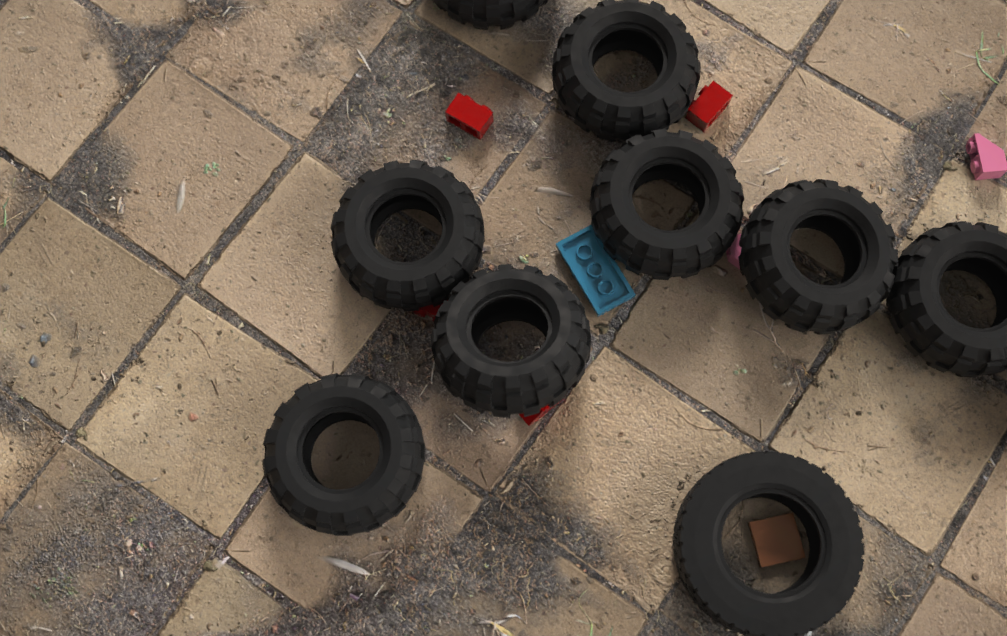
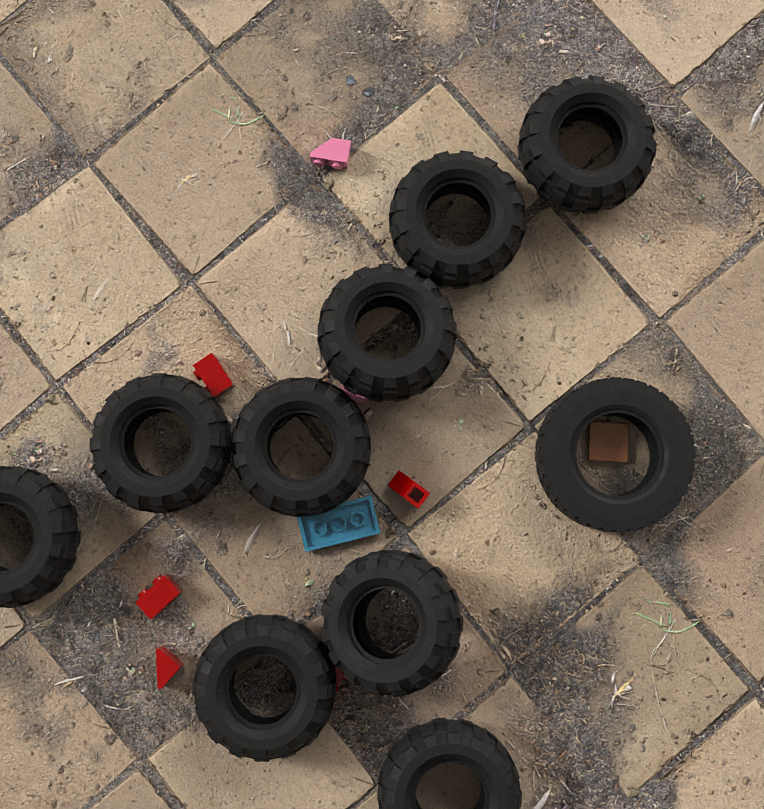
camera: 80 degrees left, 10 degrees up
(401, 142) = (166, 665): none -> red slope
(653, 332) = (408, 489): none -> red slope

